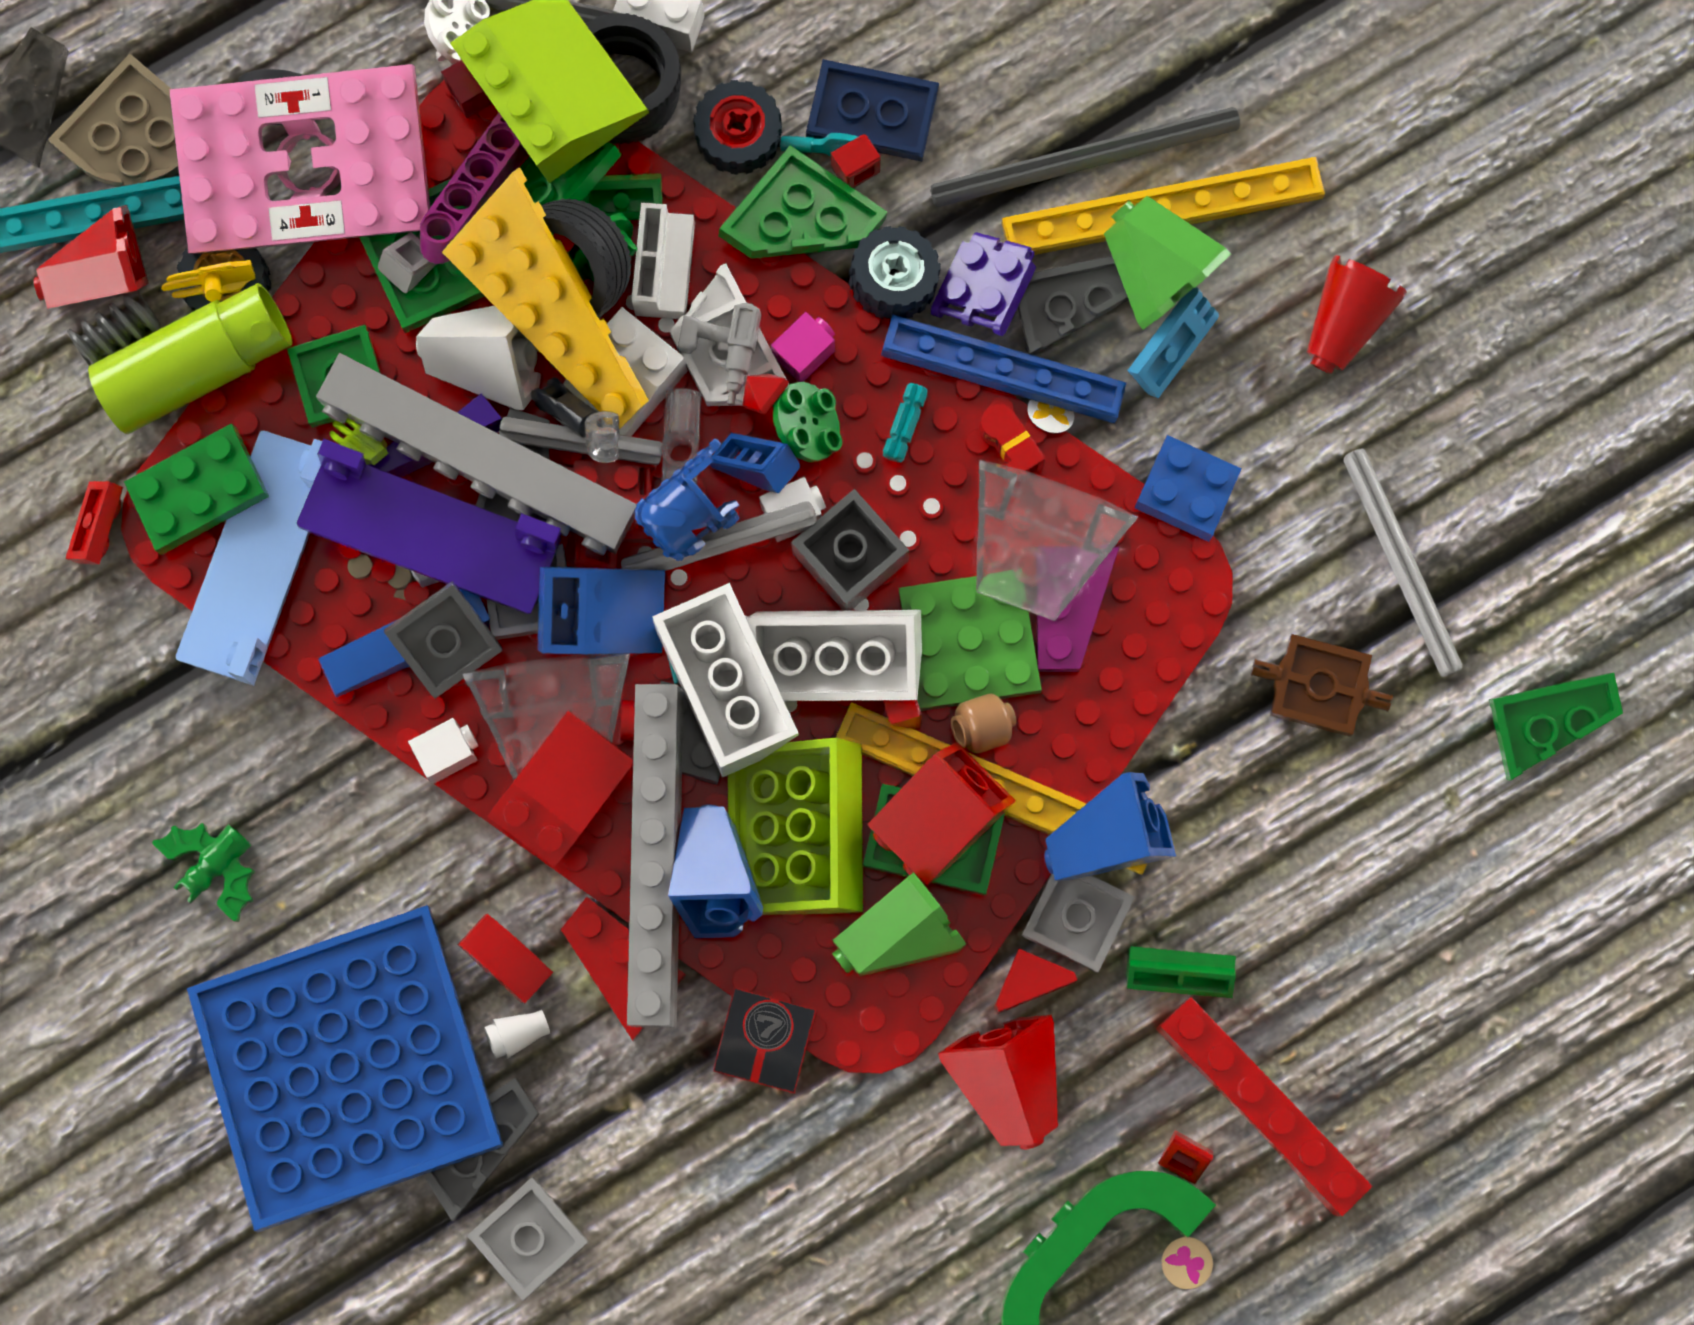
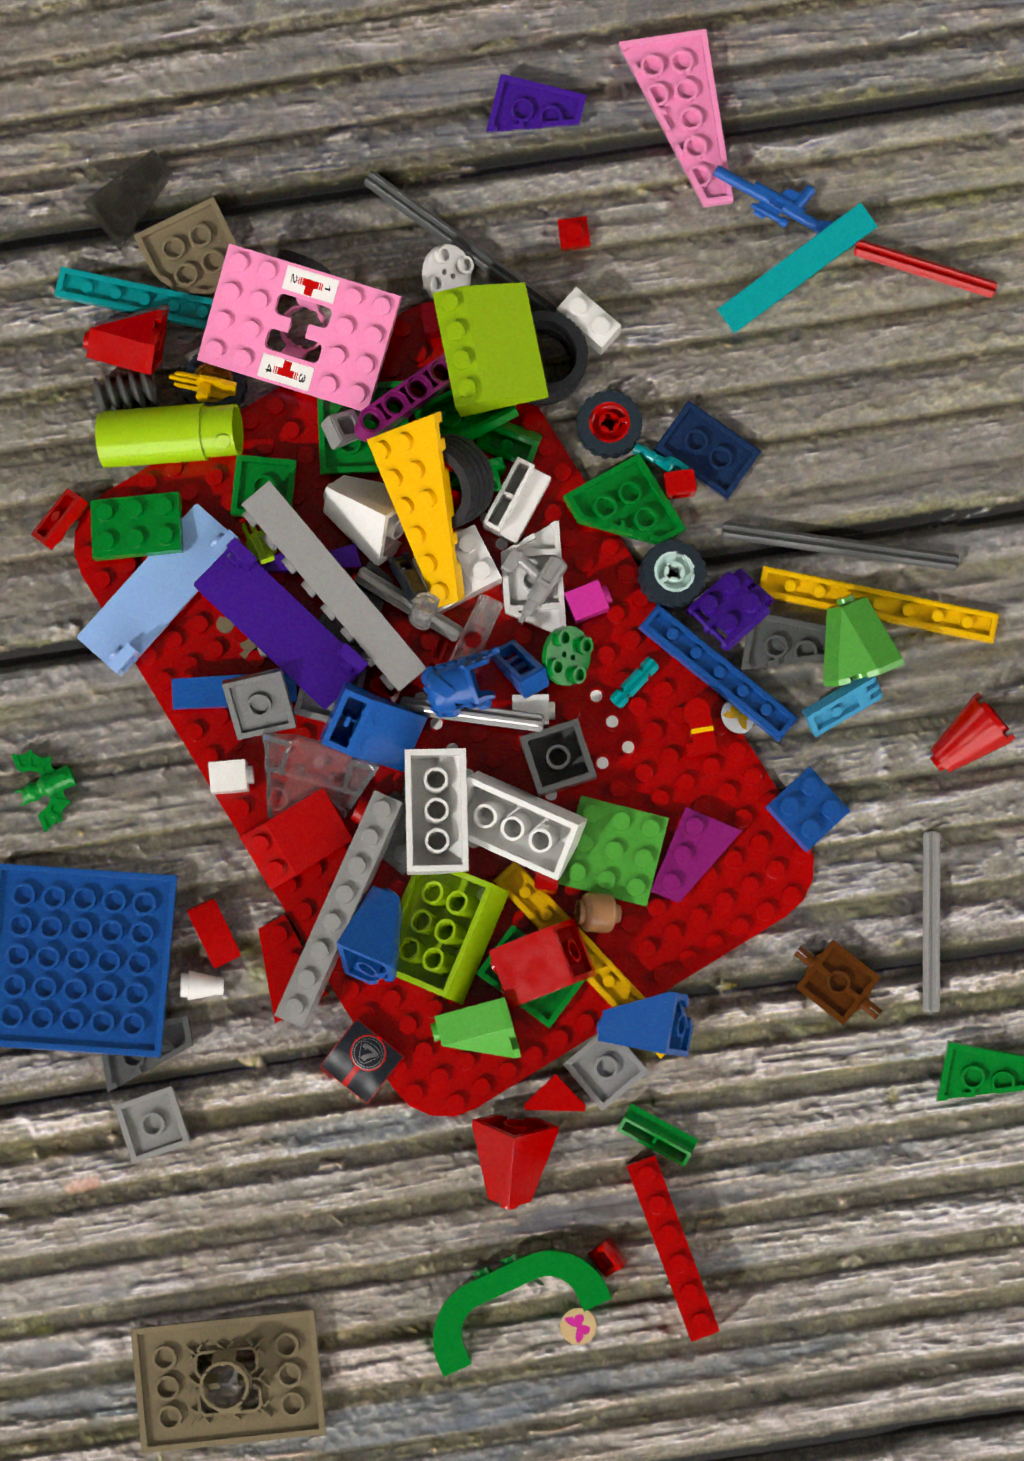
camera: 25 degrees right, 5 degrees up
(763, 391) = (545, 623): red slope -> none
(1040, 538) = (689, 804): clear wedge -> none

